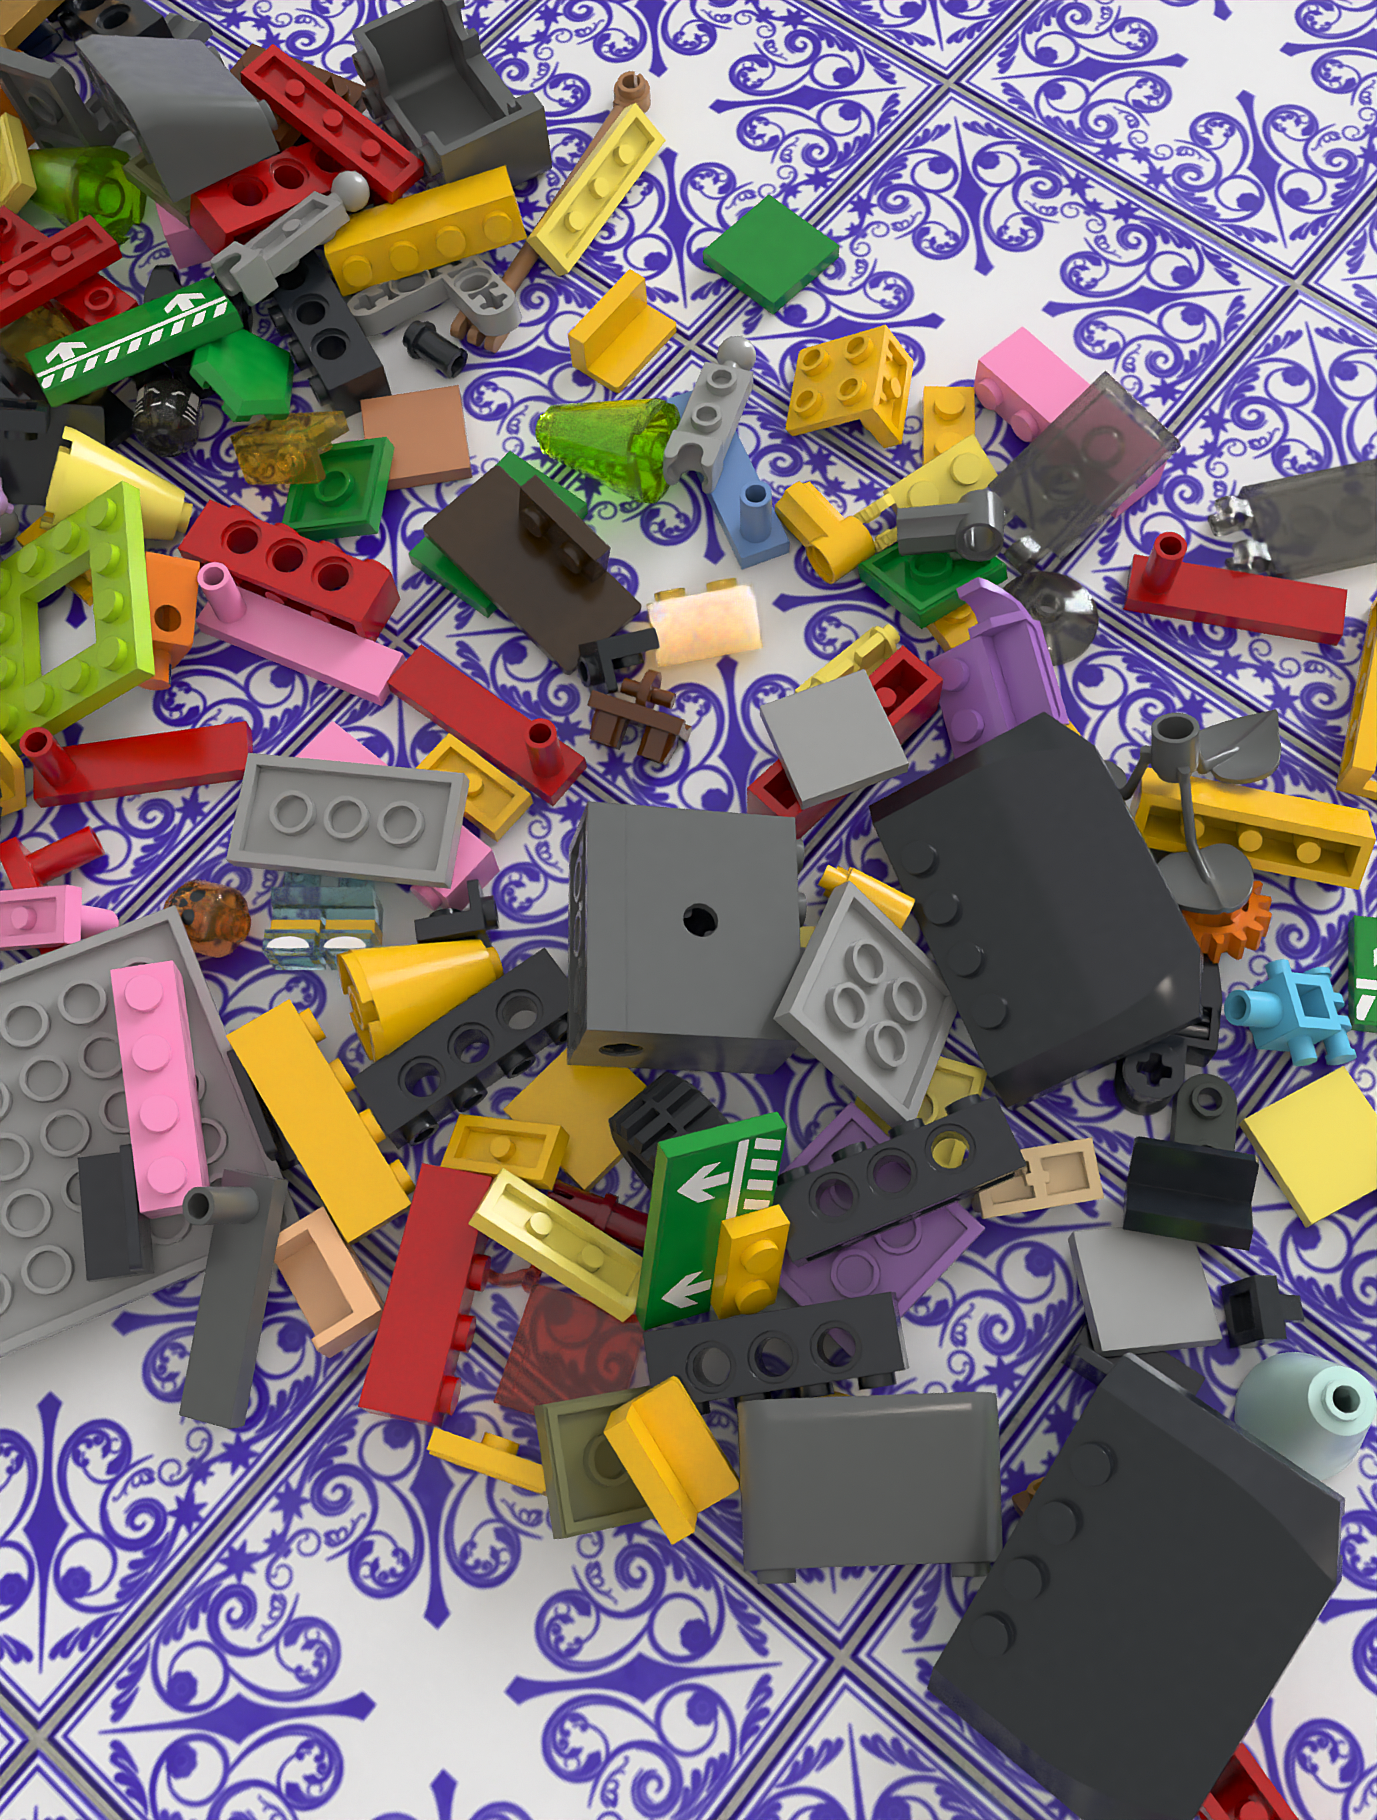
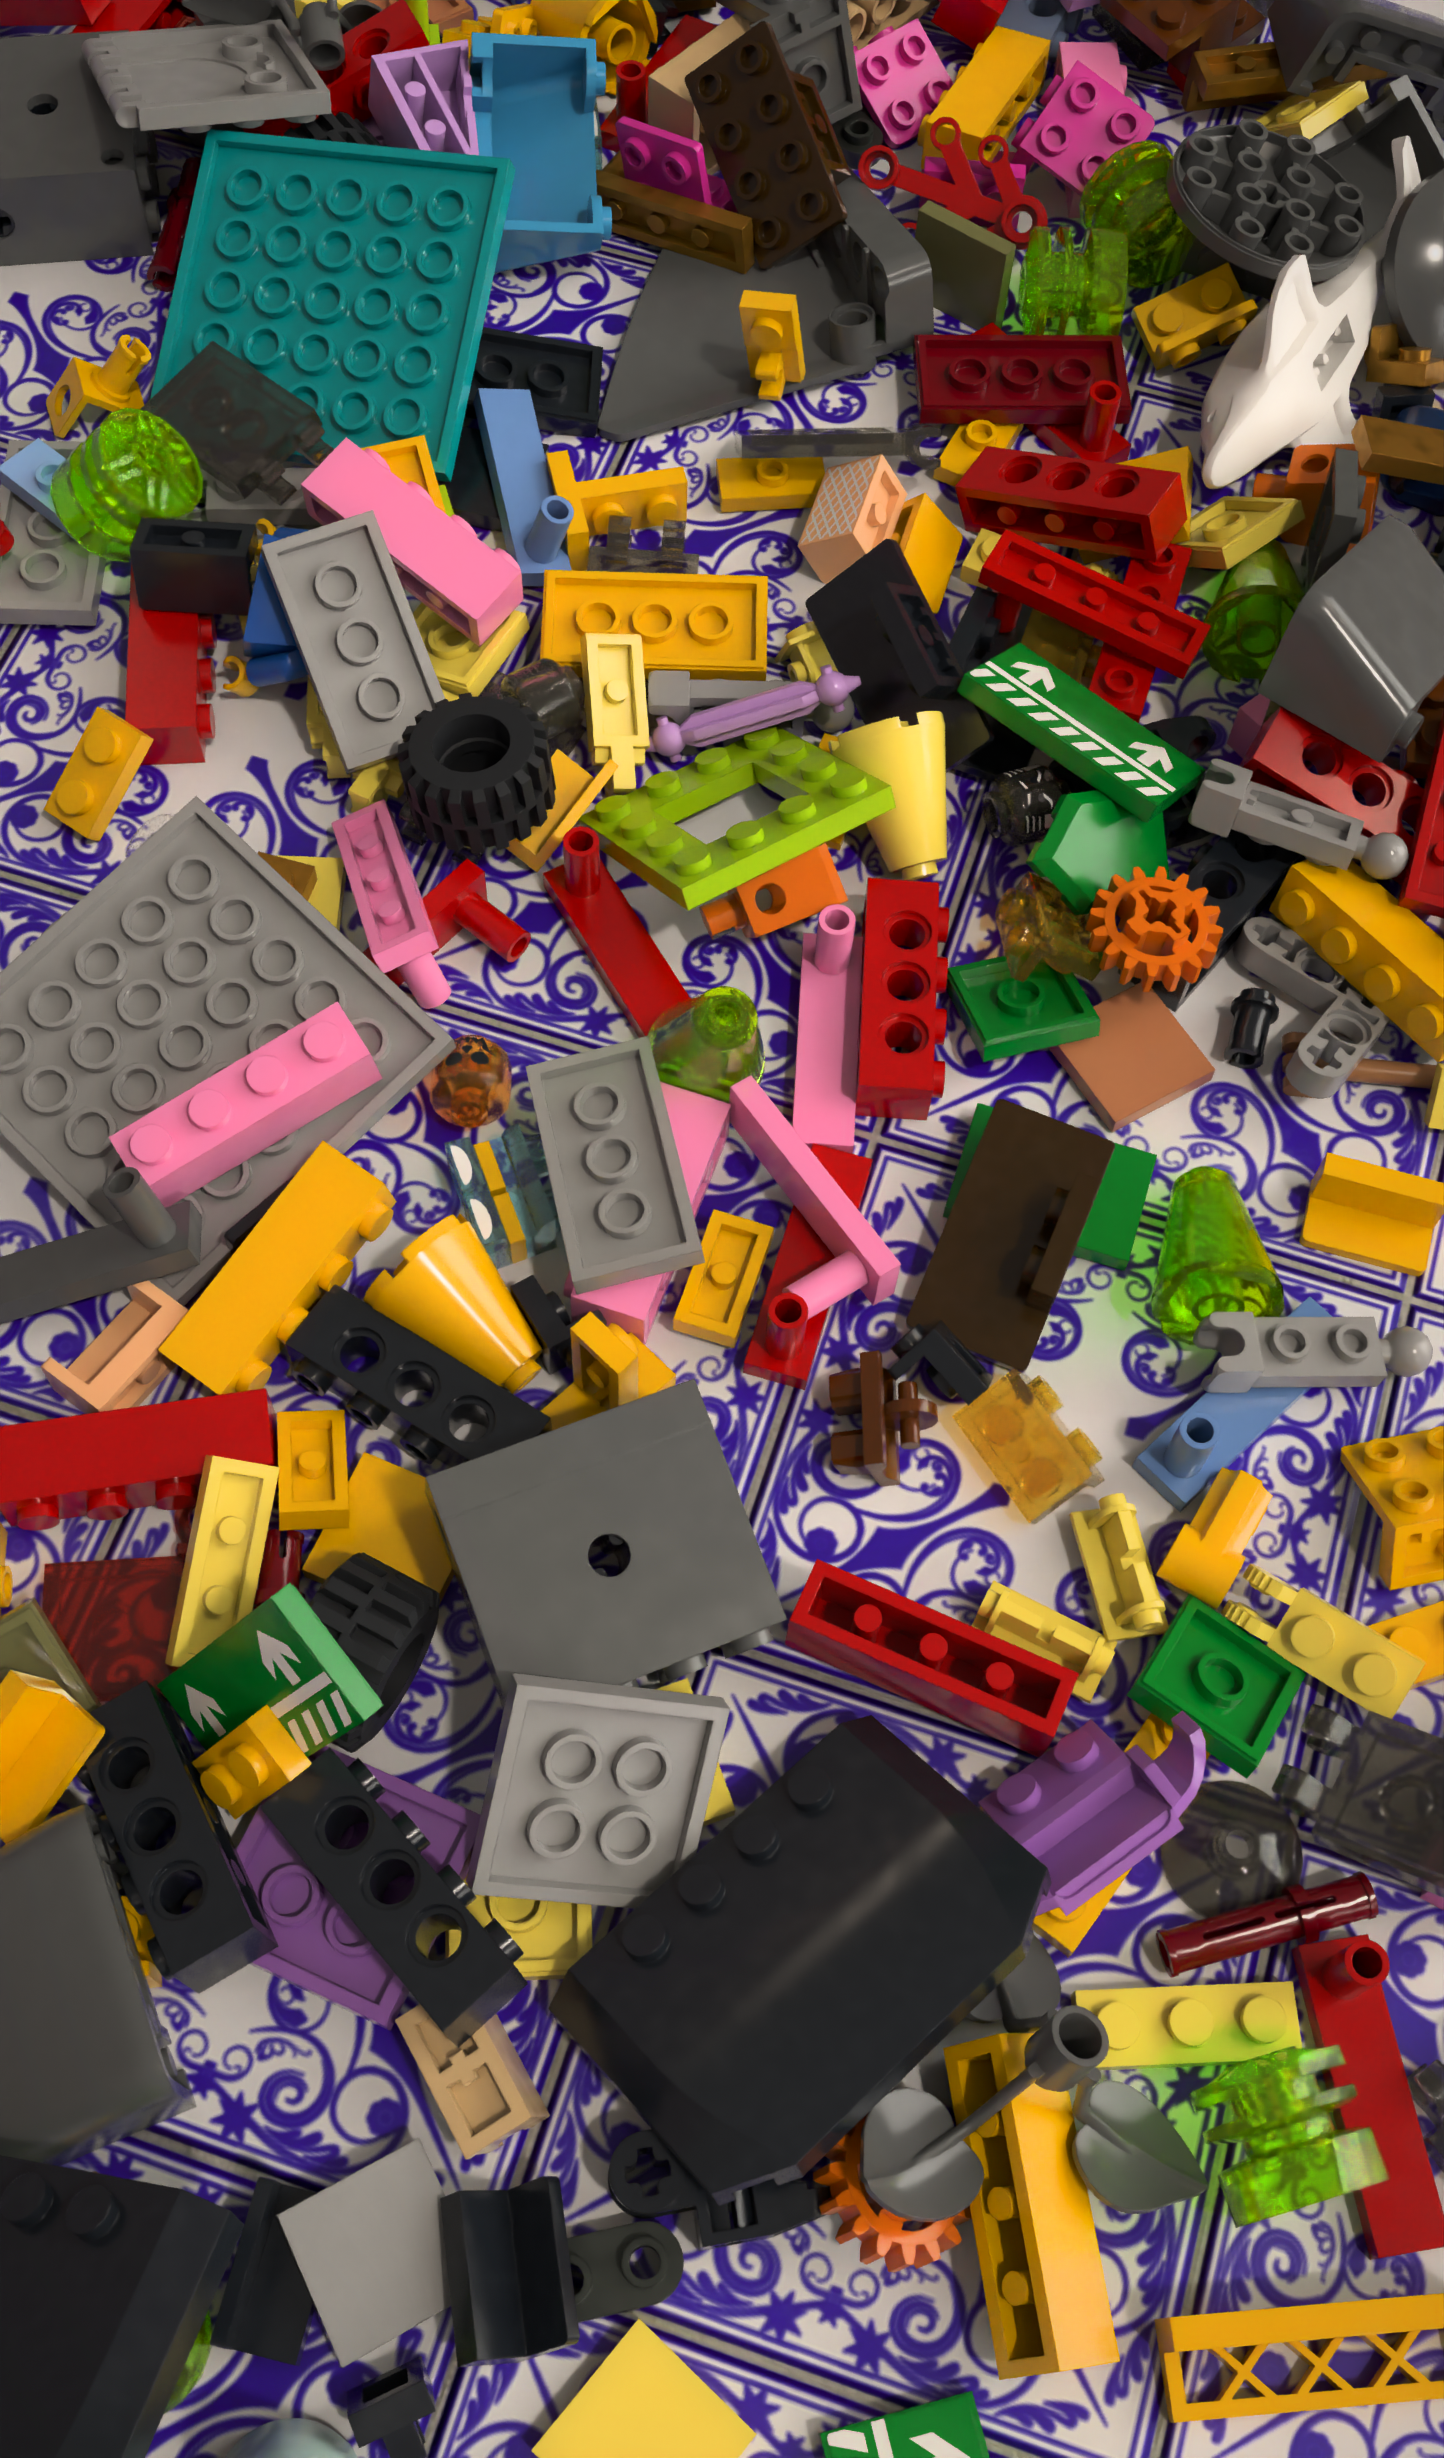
camera: 60 degrees right, 5 degrees down
(113, 1228) = (83, 1133): black panel -> none
(269, 710) = (709, 1043): none -> clear neon green cone
(334, 363) = (1154, 929): none -> orange gear
(442, 687) = (859, 1252): none -> bright pink piece
(532, 901) = (607, 1372): none -> yellow bracket
(833, 739) = (913, 1632): light grey tile -> none
(838, 605) = (1119, 1570): none -> light yellow hinge
(889, 900) = (745, 1744): yellow plant -> none
(970, 527) = (1280, 1699): dark grey piece -> none
(1106, 560) = (1293, 1916): none -> dark red pin
(1154, 684) = (1193, 2023): none -> light yellow plate
(1267, 648) = (1288, 2134): none -> clear neon green wheel
(1294, 1014) = (796, 2341): medium azure piece -> none

